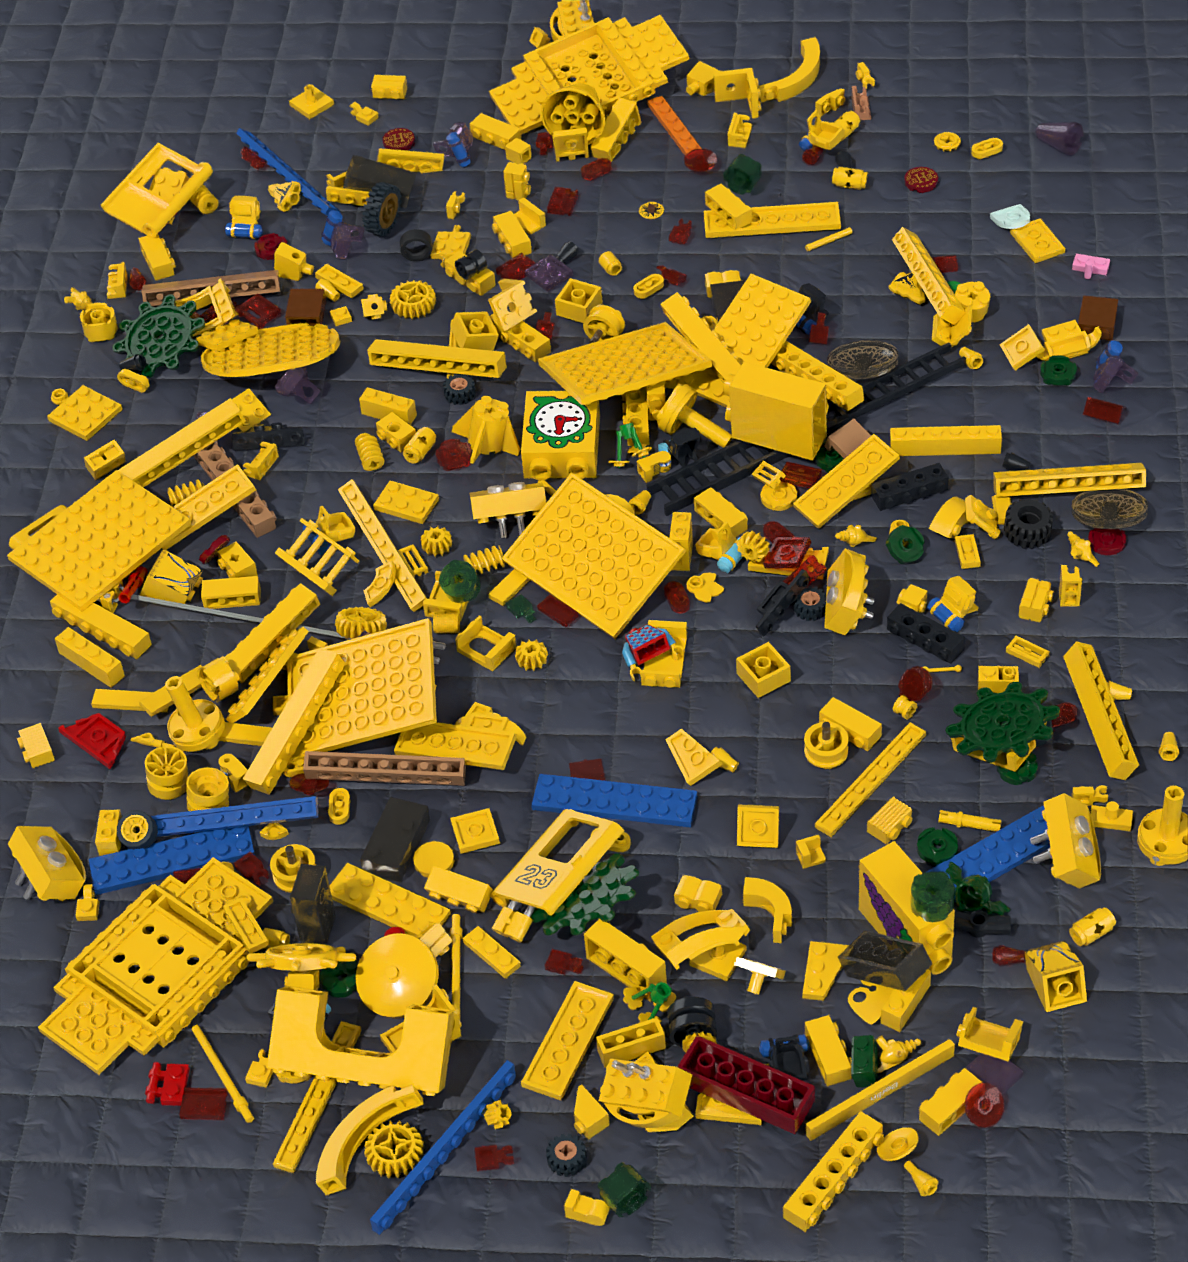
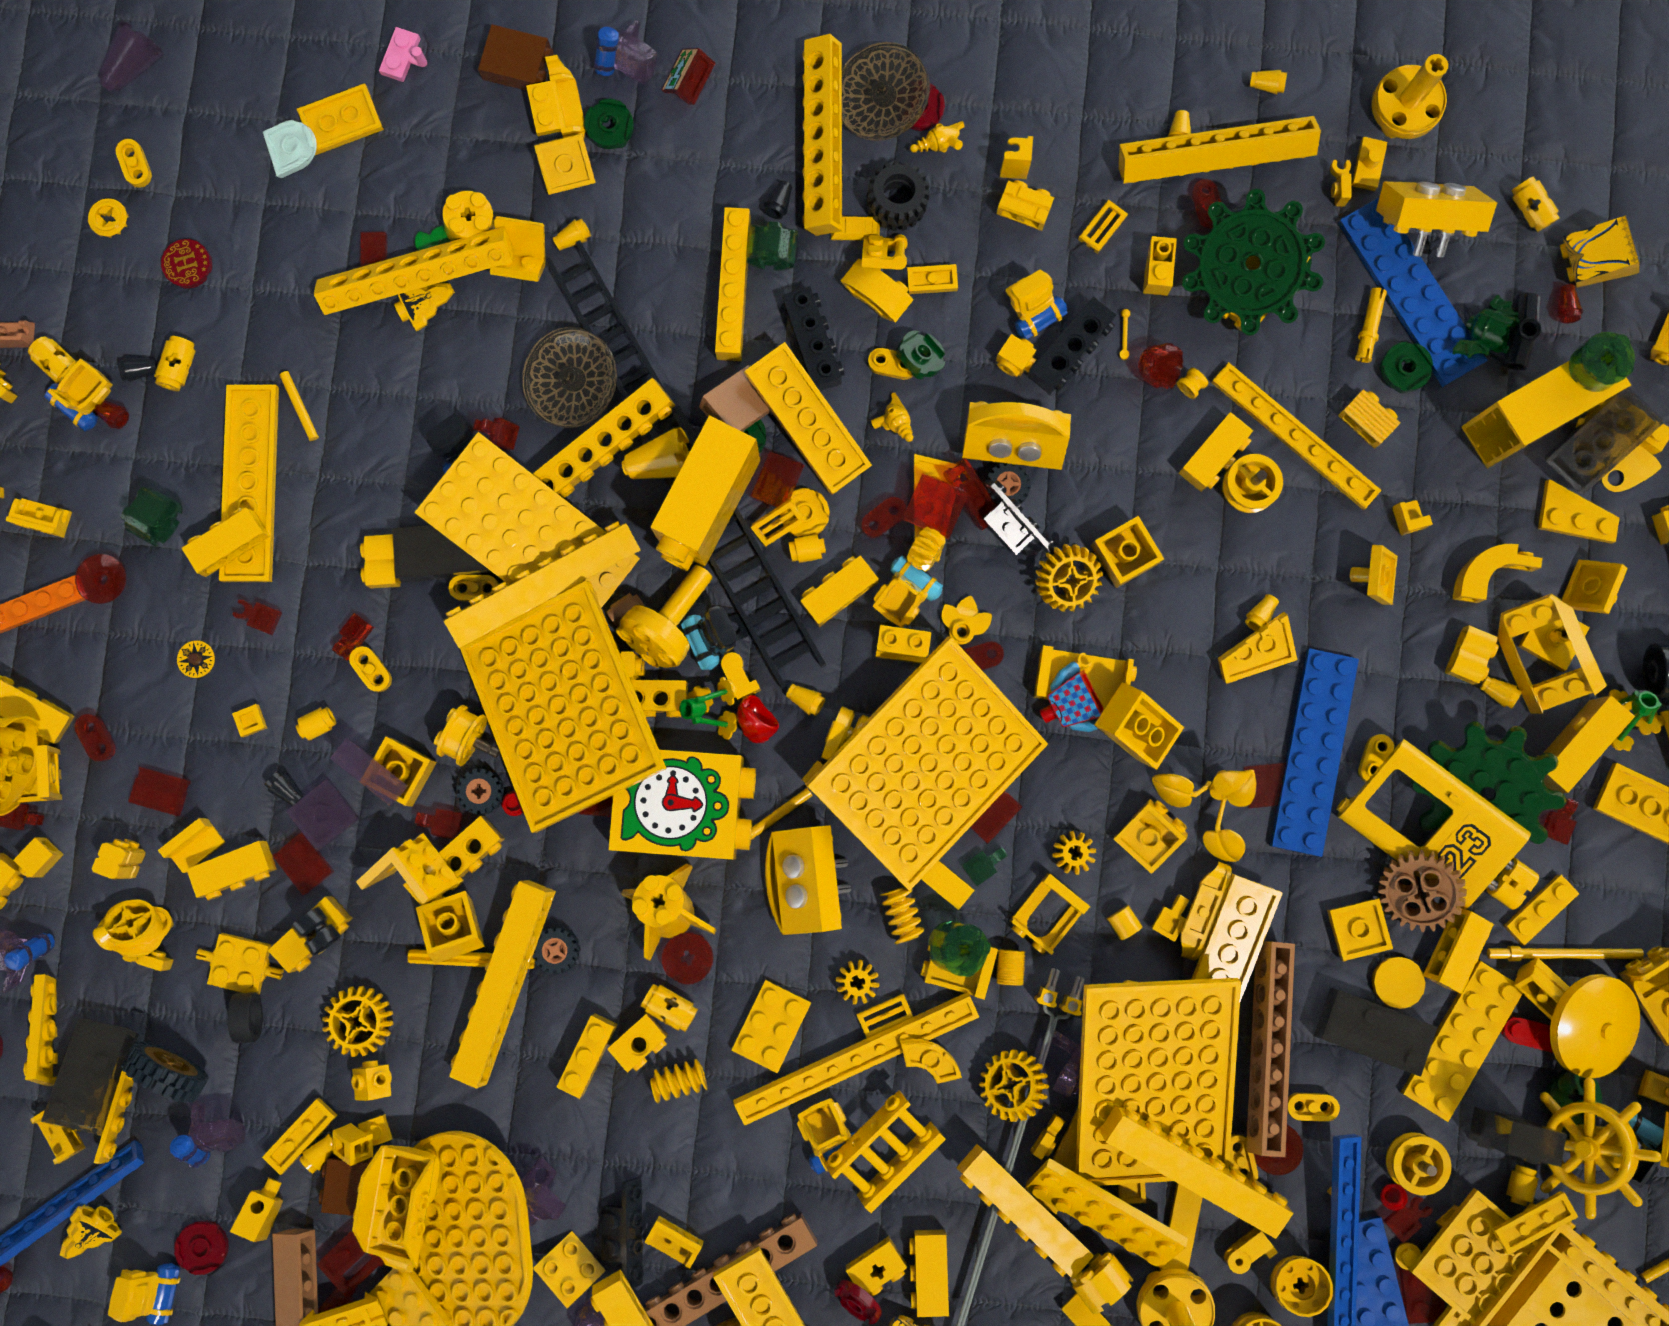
camera: 90 degrees left, 35 degrees up
(266, 856) = (1394, 1197): none -> red plate
(296, 310) = (395, 1204): none -> yellow slope
(333, 299) = (352, 1144): none -> yellow brick
(473, 192) = (133, 928): none -> yellow piece
(480, 689) = (1124, 923): none -> yellow brick
(504, 859) = (1445, 886): none -> medium nougat gear
(546, 698) = (1152, 835): none -> yellow plate
(566, 340) = (490, 791): none -> black wheel
(576, 279) = (369, 772): none -> tile
(583, 735) = (1234, 786): none -> yellow plant
(610, 234) = (249, 720): none -> yellow plate
(624, 473) = (756, 720): none -> red hair
(626, 674) = (1139, 725): none -> yellow brick
(668, 915) = (1502, 692): none -> yellow cone
(702, 405) = (621, 606): none -> medium nougat brick
(734, 633) = (1051, 576): none -> yellow gear
(751, 494) = (807, 548): none -> yellow brick
(975, 454) = (771, 246): none -> clear green brick

